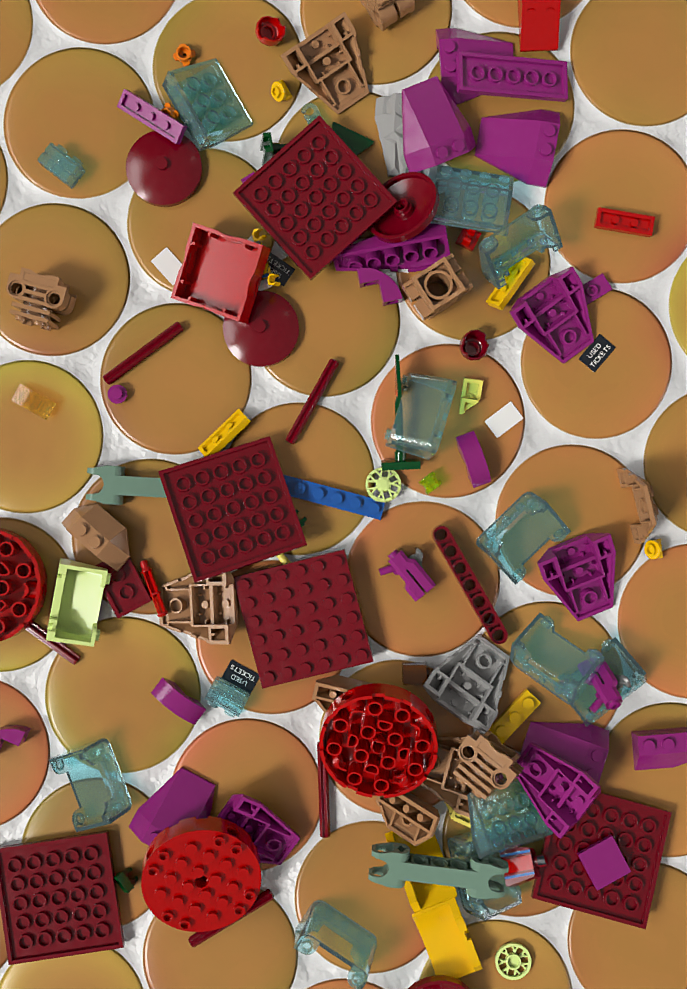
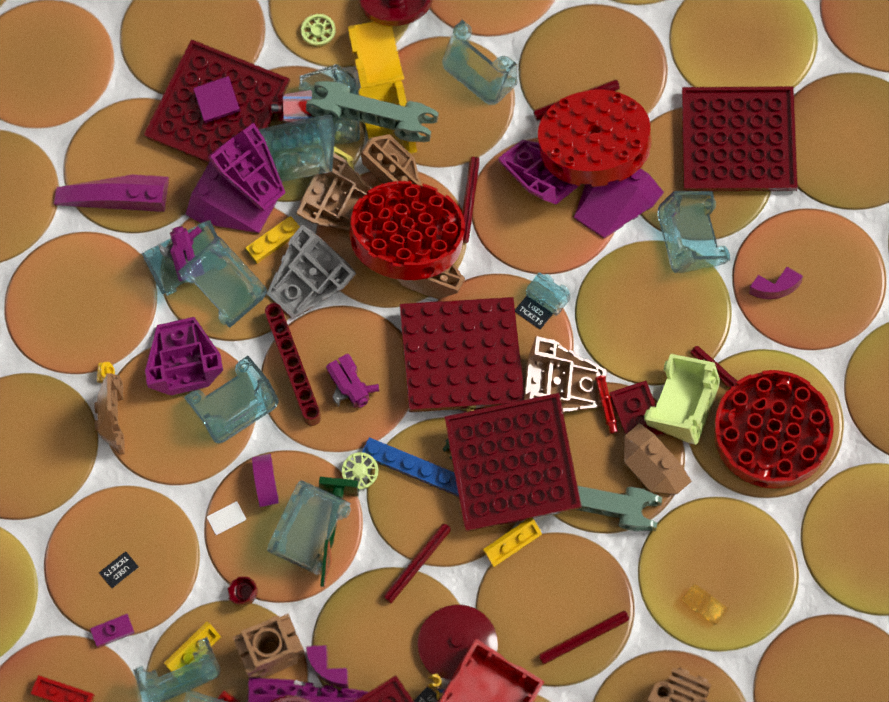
camera: 165 degrees left, 20 degrees down
(117, 394) = (616, 599): magenta plate -> none
(124, 882) = (673, 142): dark green tile -> none
(176, 701) = (597, 294): magenta brick -> none
(414, 673) = (361, 290): reddish brown brick -> none
(430, 482) = (312, 465): clear neon green wheel -> none
(470, 393) = (255, 547): light yellow slope -> none
(484, 766) = (308, 193): medium nougat piece -> none
(556, 315) = (154, 609): magenta wedge -> none

